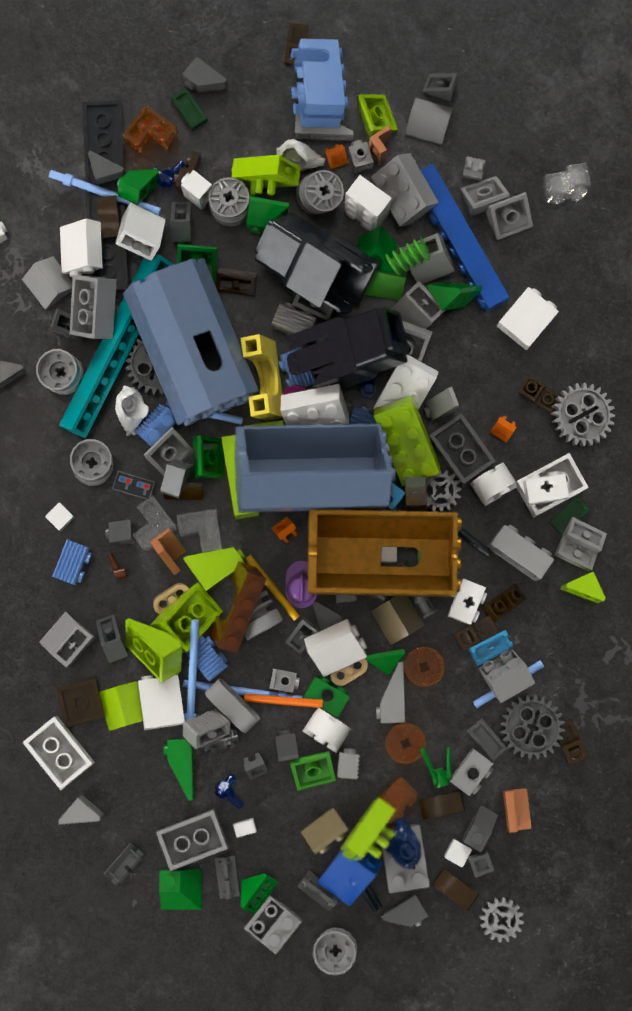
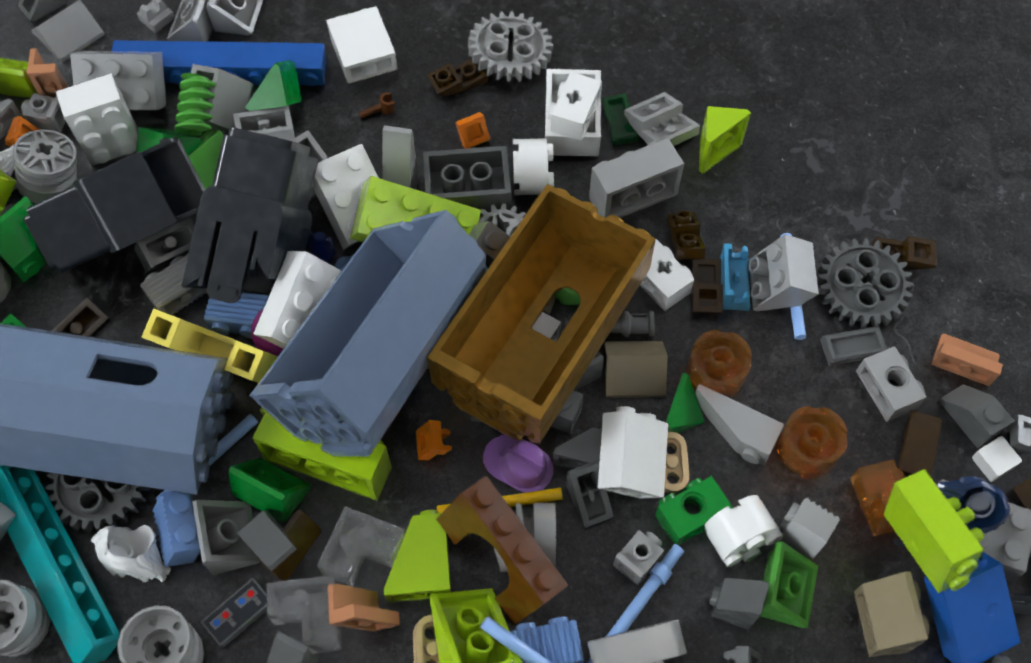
camera: 55 degrees left, 20 degrees down
(284, 700) = (669, 568): orange bar -> none
(438, 775) = (876, 425): green plant -> none
(488, 358) = (385, 106): none -> reddish brown hand

